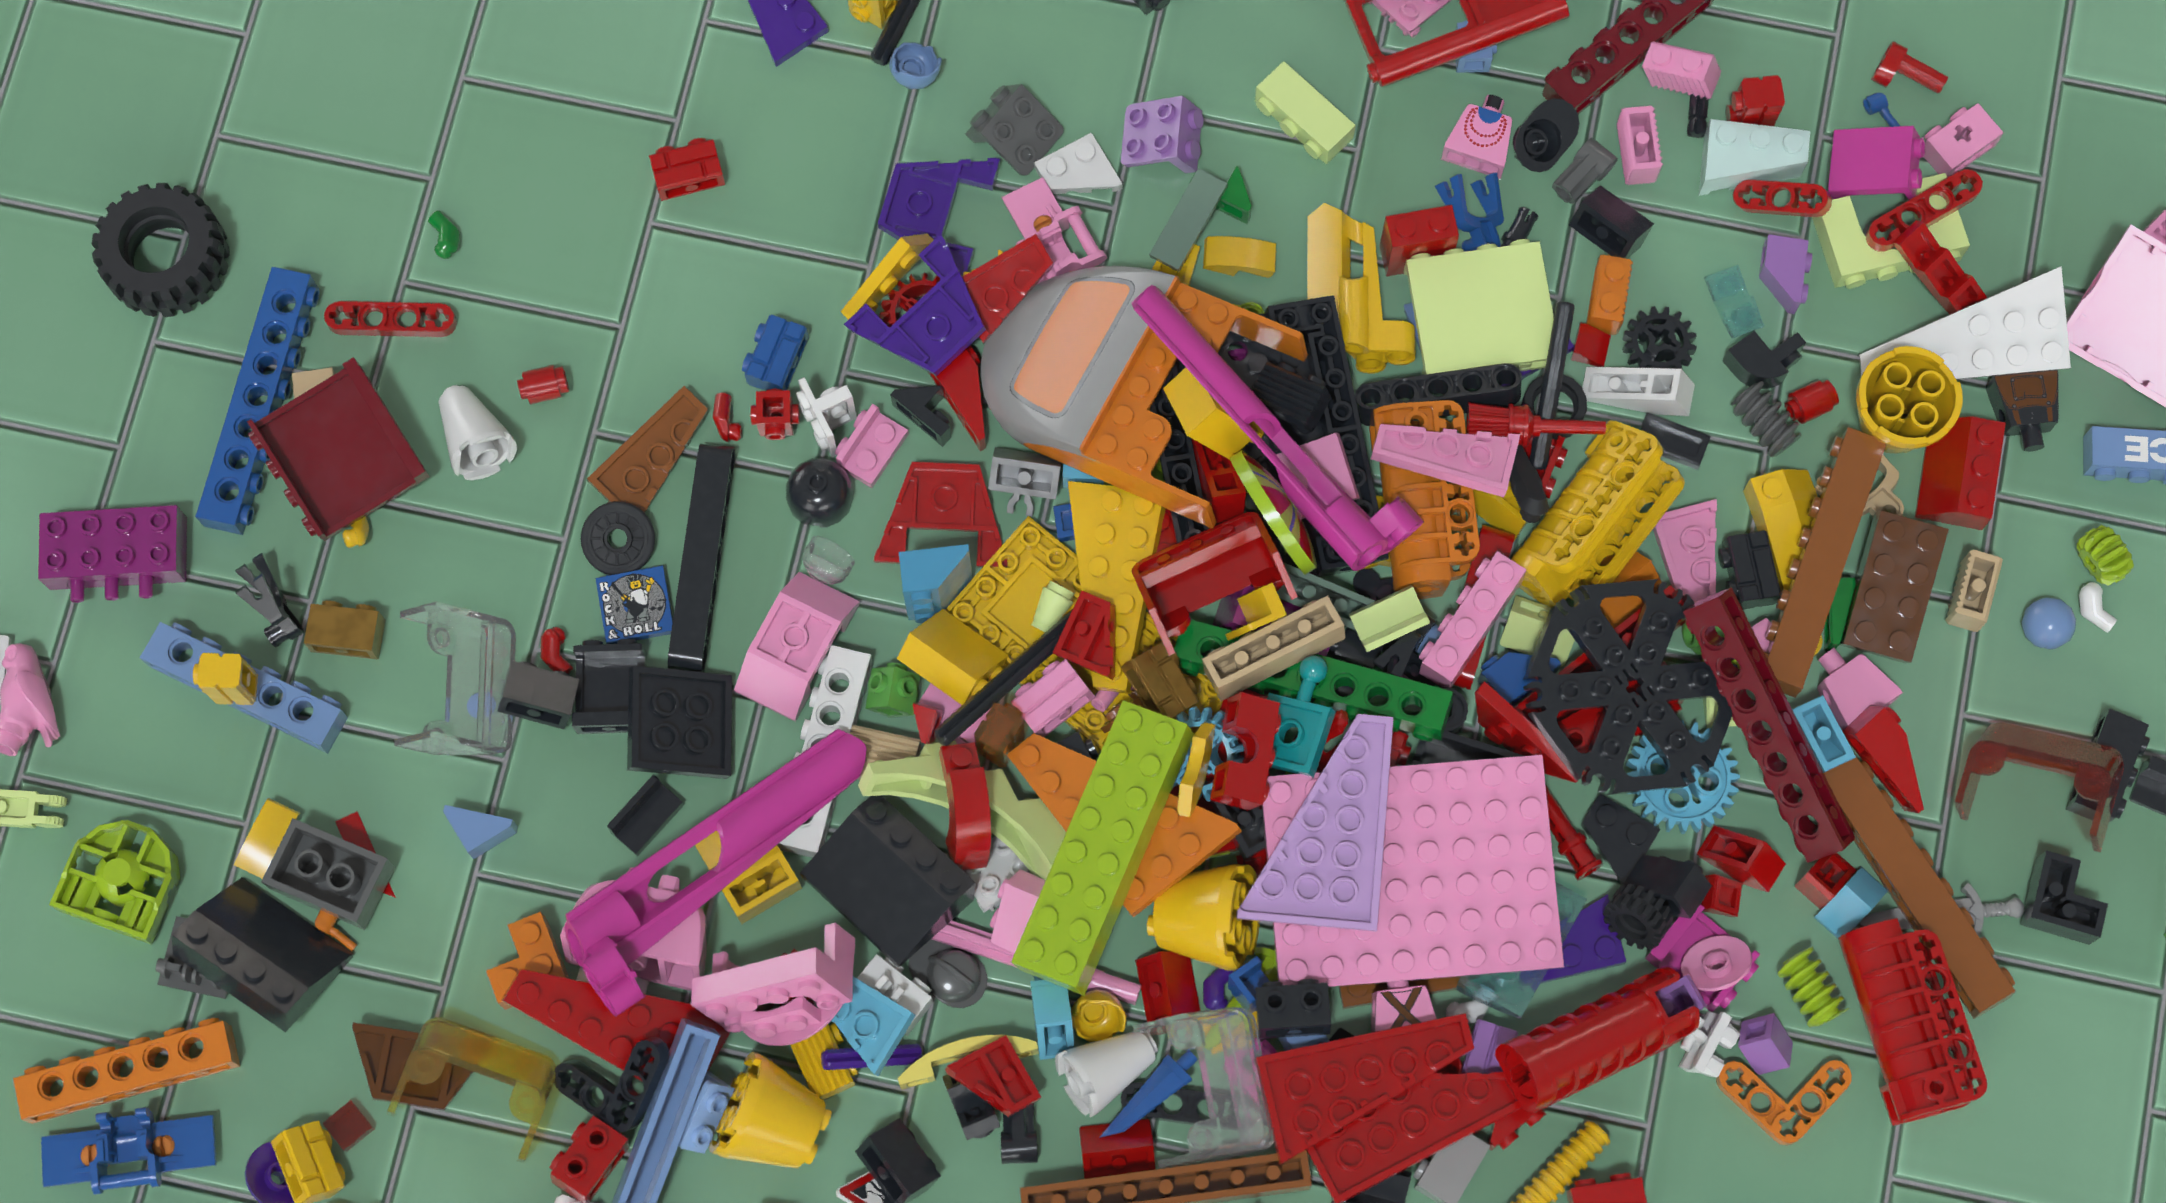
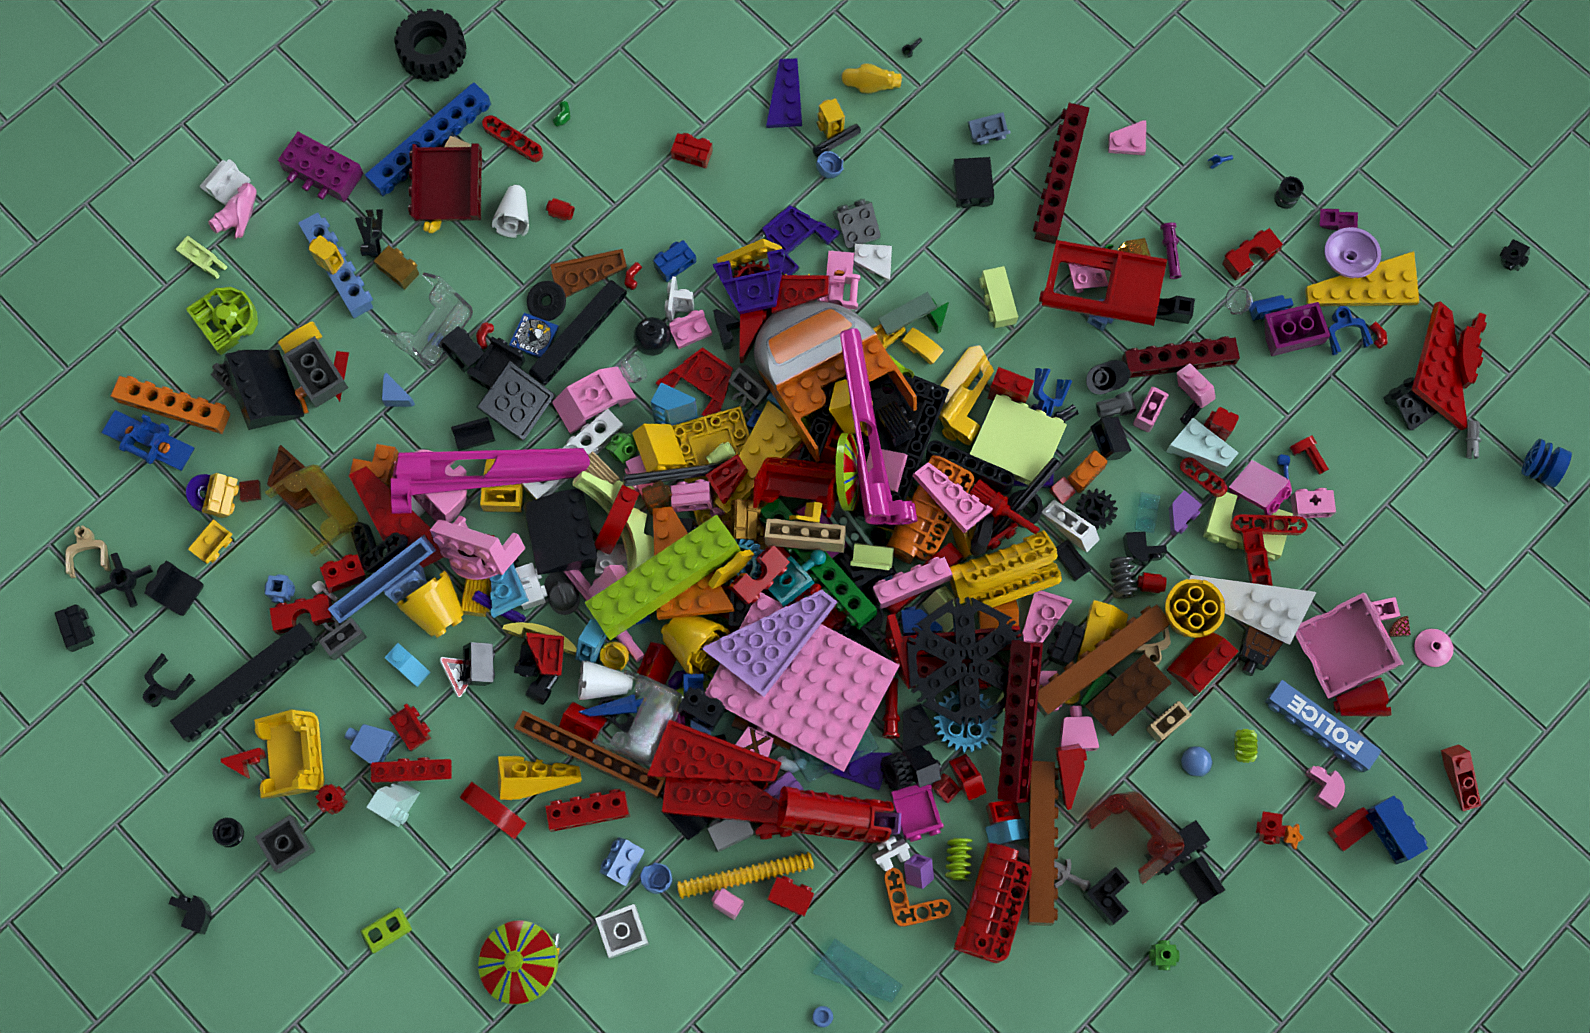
camera: 30 degrees right, 0 degrees up
(778, 404) = (654, 287): red brick -> none
(927, 720) = (626, 467): red slope -> none
(1162, 133) = (926, 266): medium lavender bracket -> none
(1480, 138) = (1076, 359): bright pink torso -> none
(1717, 962) = (920, 817): bright pink dish -> none
(1823, 734) = (1044, 742): medium azure slope -> none
(2092, 609) = (1223, 767): white arm -> none

